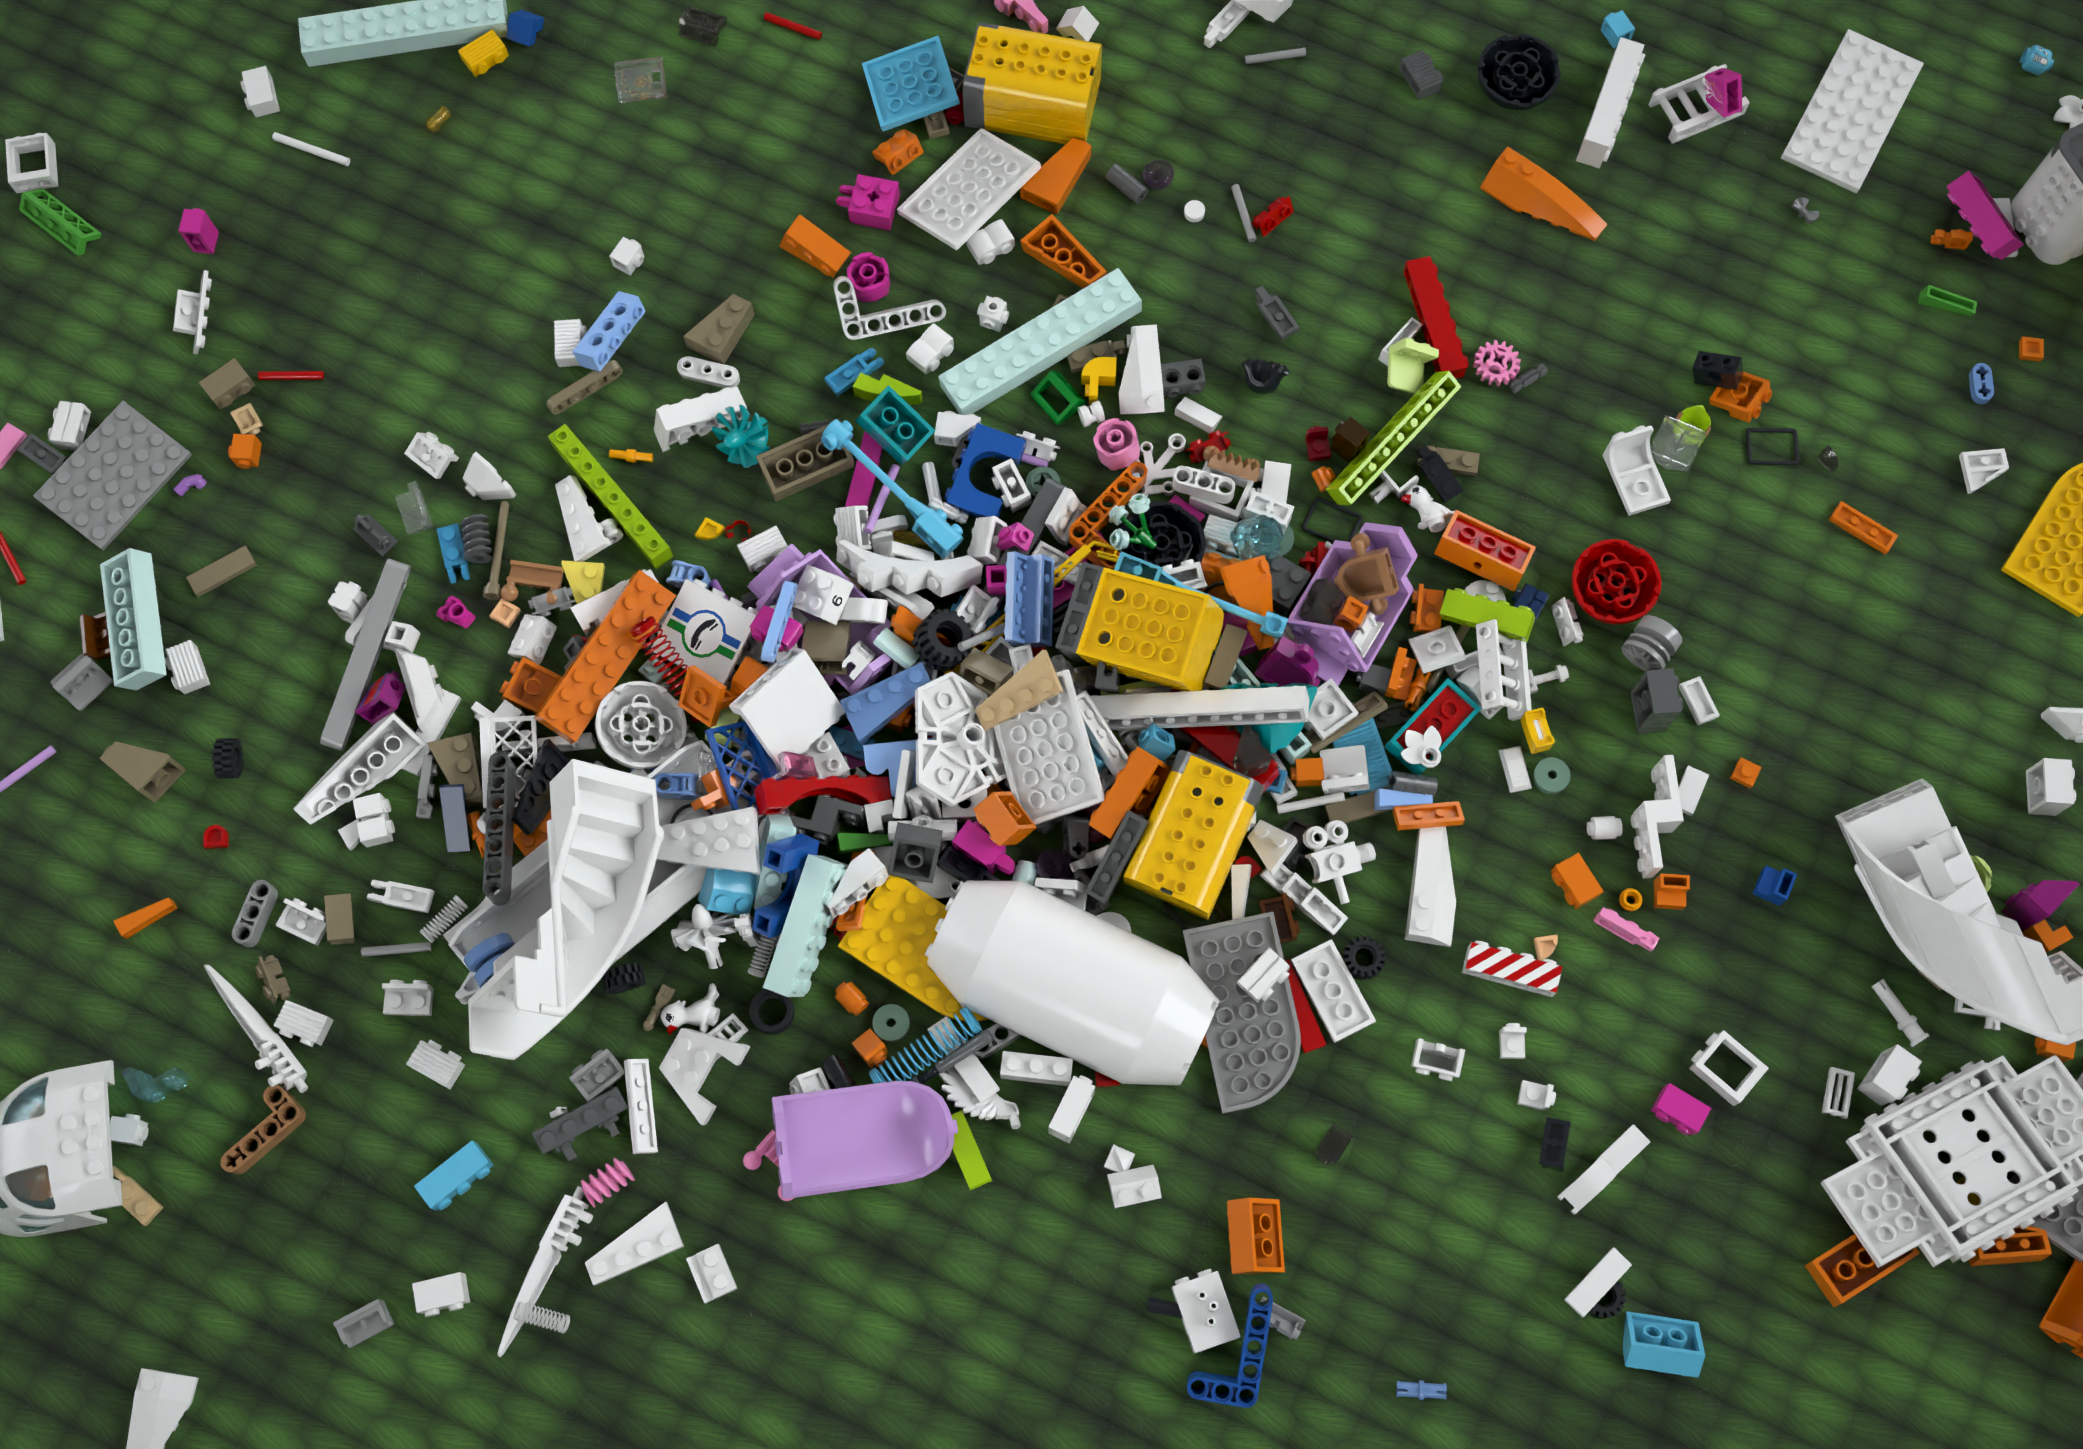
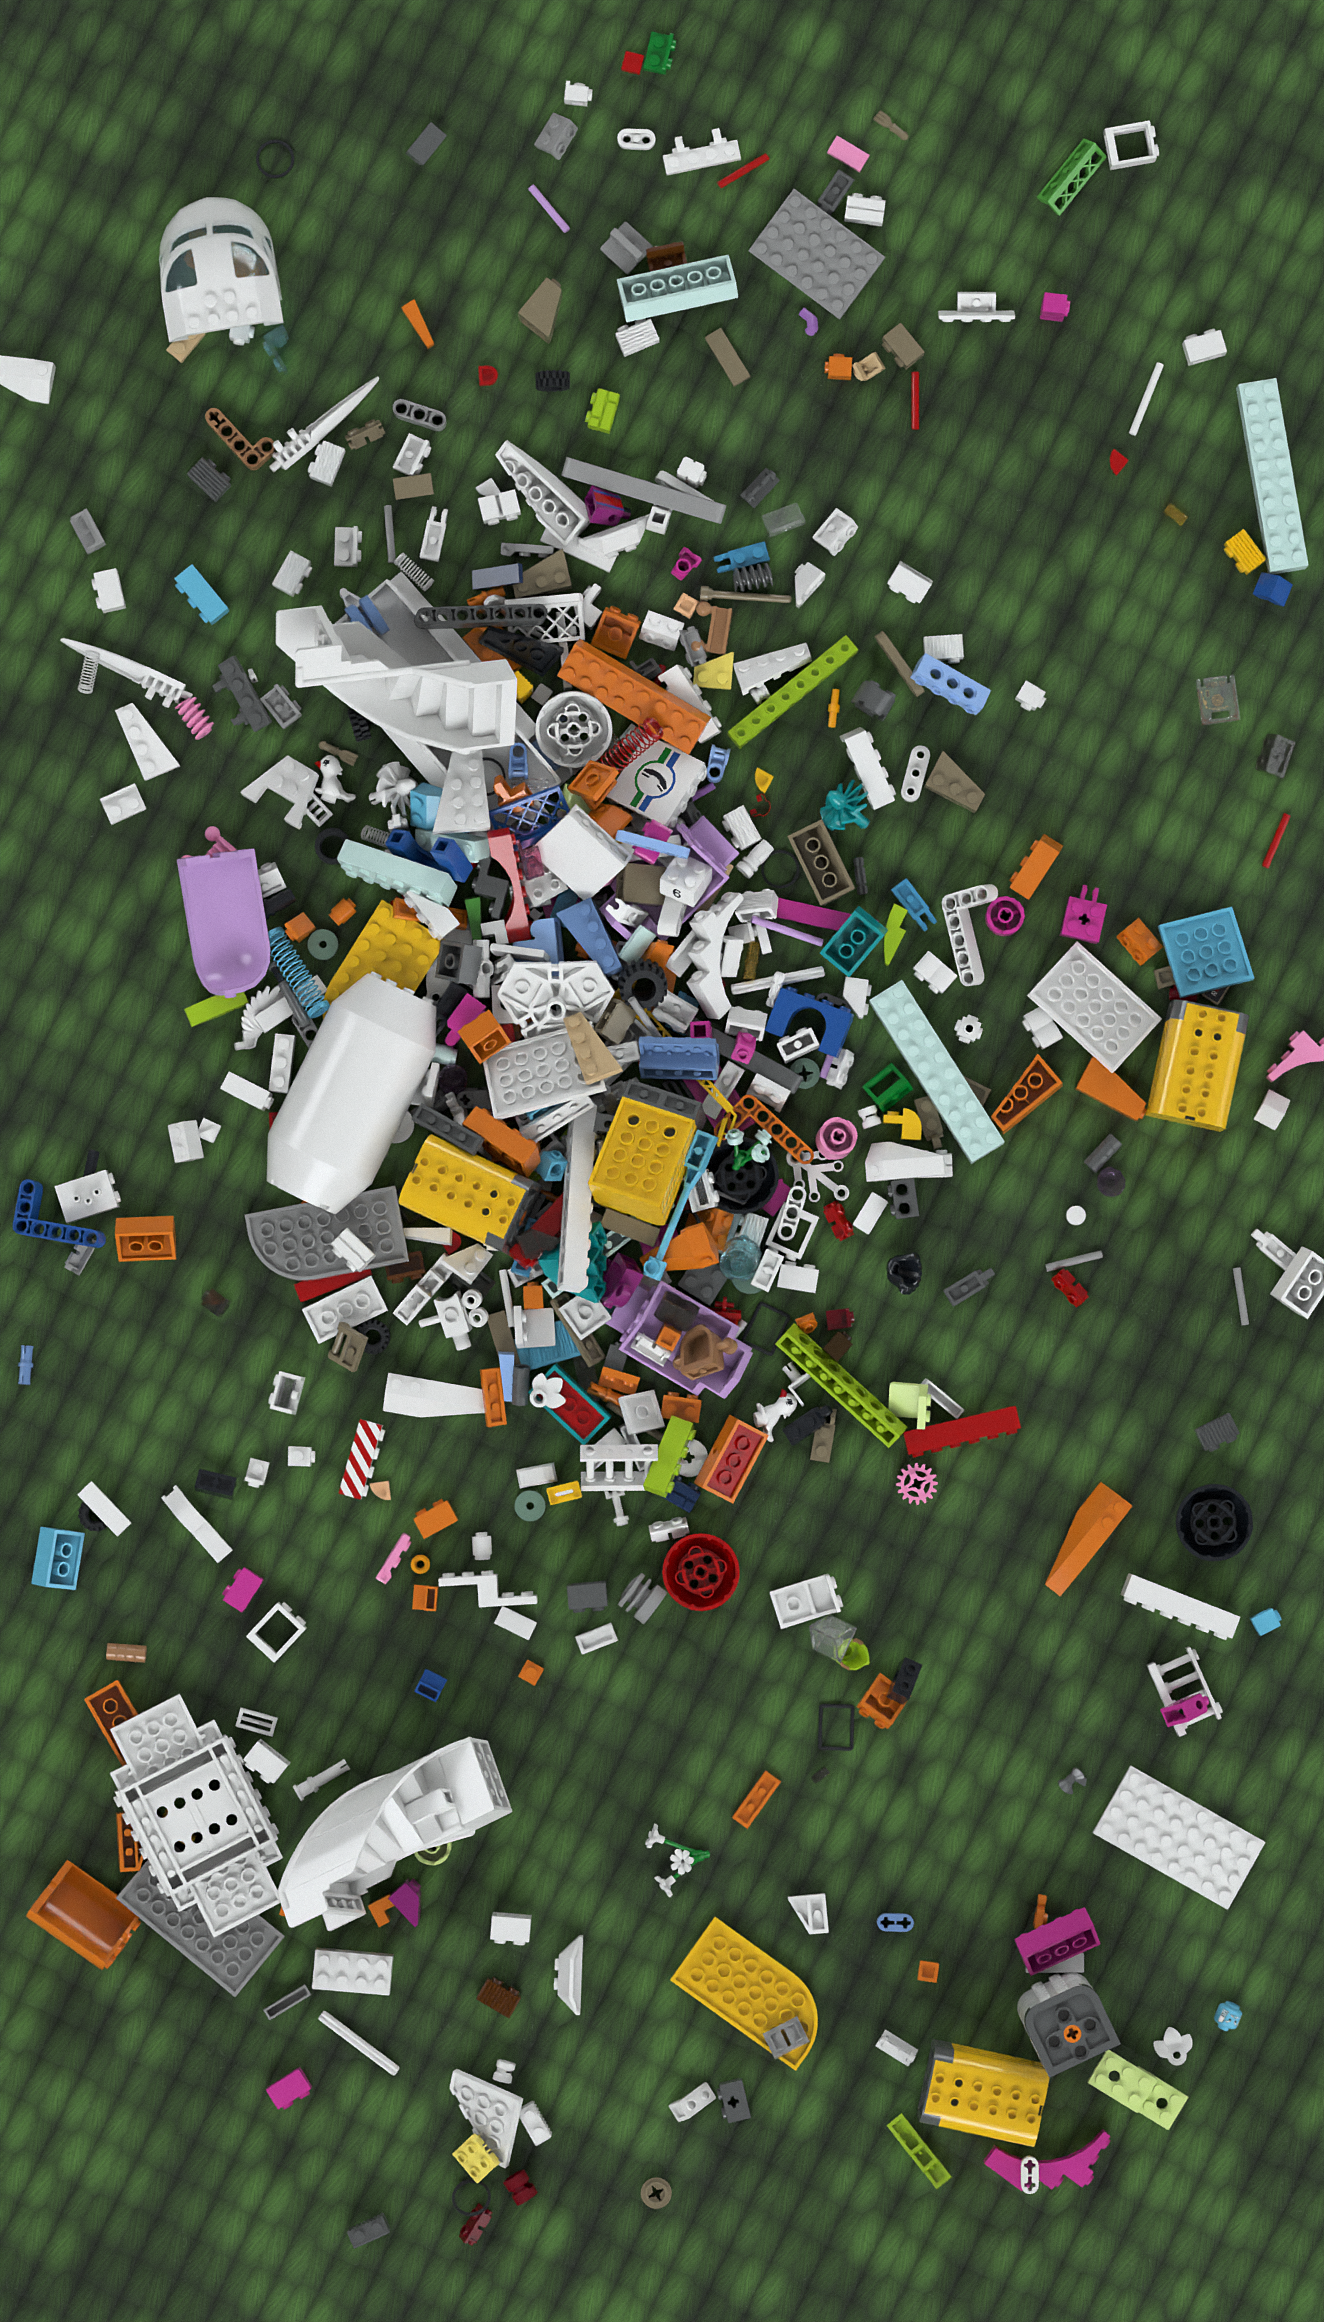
camera: 90 degrees right, 15 degrees up
(269, 703) = (603, 410): none -> lime brick
(310, 1167) = (209, 479): none -> dark grey brick
(377, 175) = (1117, 462): none -> red tile
(493, 375) = (909, 582): none -> white brick
(623, 408) = (873, 700): none -> dark grey brick
(640, 1106) = (256, 741): white tile -> none
(795, 532) = (754, 859): none -> white axle
(813, 529) = (783, 886): none -> black piece
(929, 524) = (760, 973): medium azure bar -> none
(1218, 460) = (812, 1239): medium nougat gear -> none
(1383, 977) = (352, 1348): none -> dark tan plate
(1528, 377) = (903, 1511): dark grey axle -> none
(1771, 1254) = (126, 1652): none -> medium nougat axle
(1947, 301) = (977, 1901): bright green piece -> none
(1951, 590) = (682, 1860): none -> white plant

